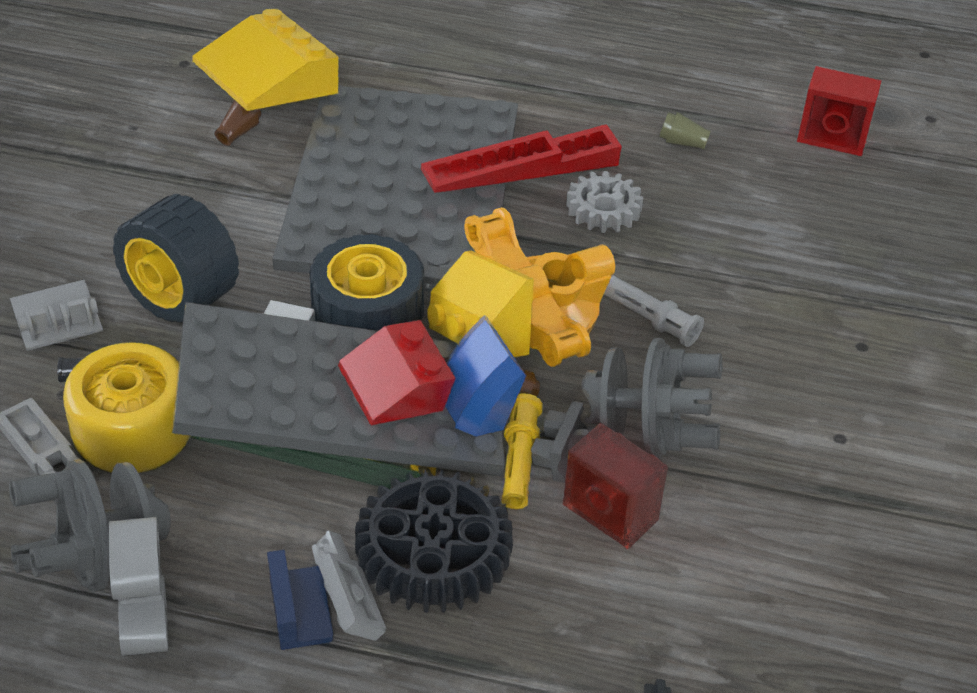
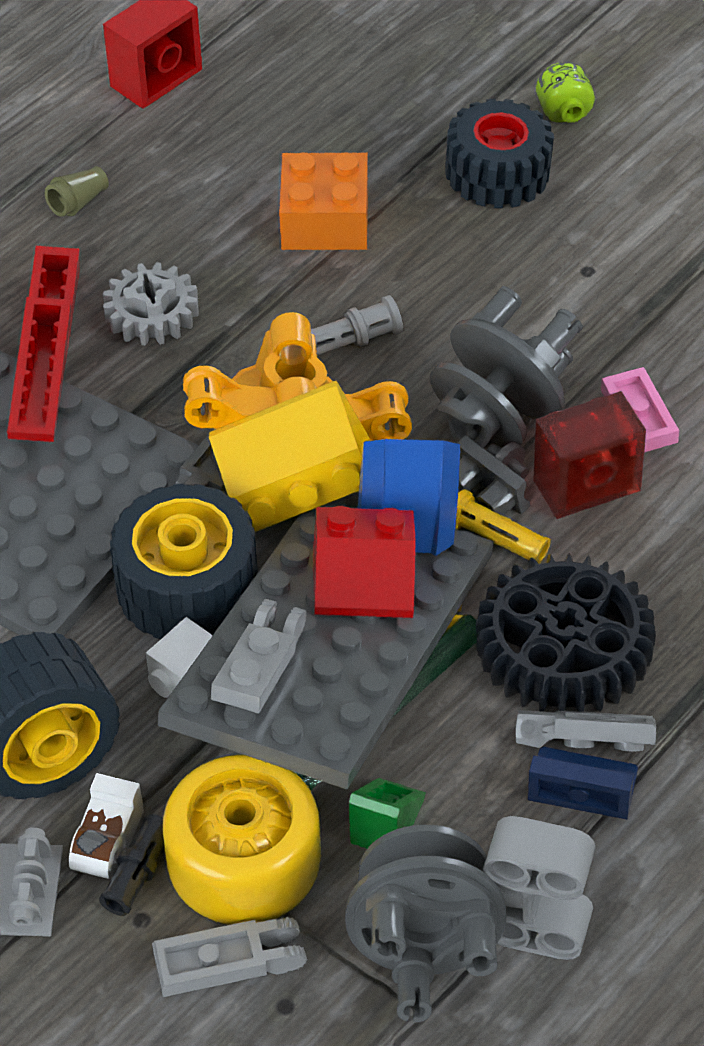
camera: 60 degrees left, 5 degrees up
(105, 334) = (106, 826): none -> white leg
(204, 485) = (381, 809): none -> green slope
(263, 338) = (258, 659): none -> light grey hinge
(702, 514) = (647, 404): none -> bright pink plate
(772, 253) = (324, 201): none -> orange brick
(905, 332) = (499, 153): none -> black wheel

